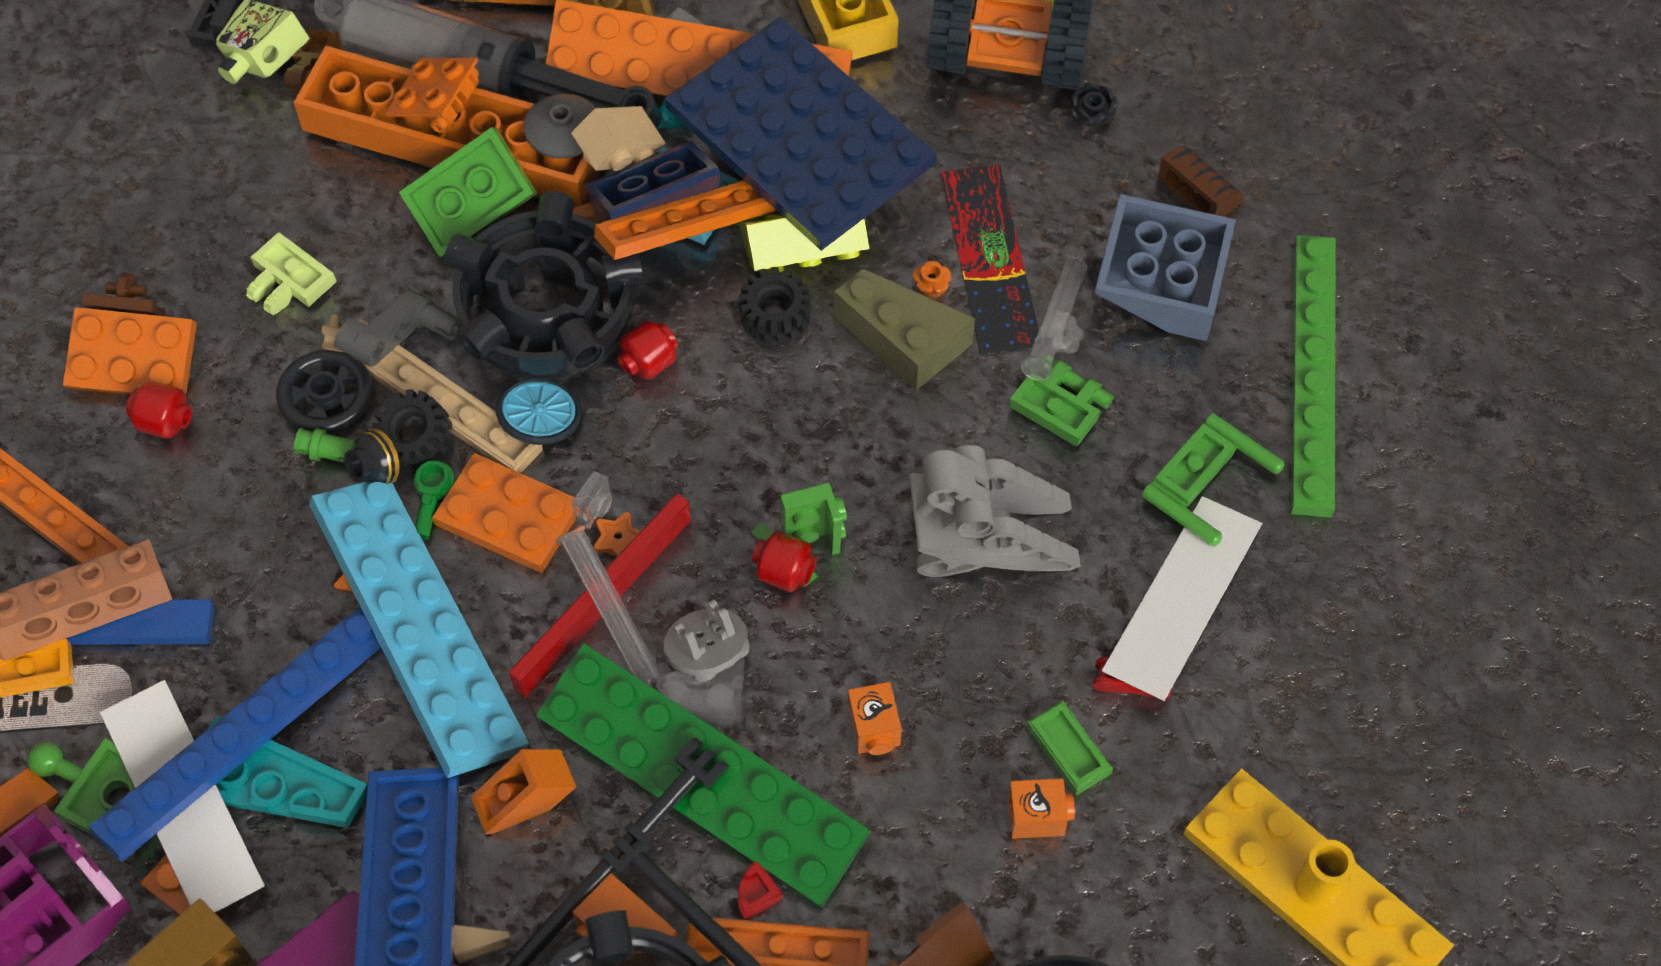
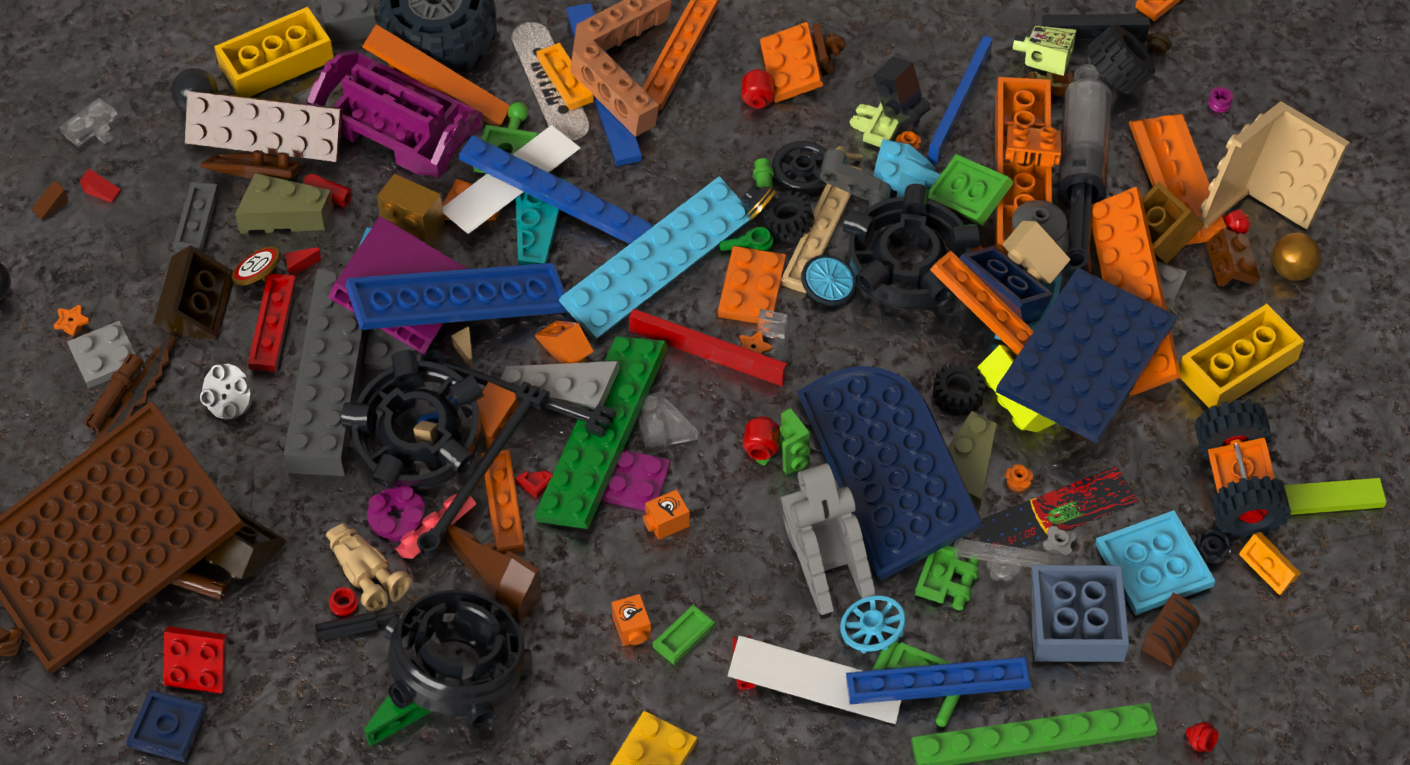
camera: 75 degrees right, 5 degrees down
(271, 222) = (901, 92): none -> black hinge
(295, 168) = (960, 100): none -> blue tile
(340, 259) = (909, 138): none -> orange plate
(386, 268) = (903, 165): none -> medium azure plate
(610, 604) = (693, 346): clear axle -> none
(611, 791) = (573, 383): none -> light grey wing
(647, 350) = (894, 324): red head -> none
(706, 642) = (690, 409): light grey plate -> none
(800, 743) = (636, 480): none -> magenta plate
(875, 402) = (893, 462): none -> dark blue plate
(1037, 270) = (1051, 544): none -> light grey plate
(1095, 162) = (1155, 561): none -> medium azure plate
(1116, 505) = (873, 623): none -> medium azure wheel
(1134, 55) = (1269, 563): none -> light orange plate
(1226, 452) = (937, 680): none -> blue tile
(1352, 196) = (1202, 736): none -> red plate

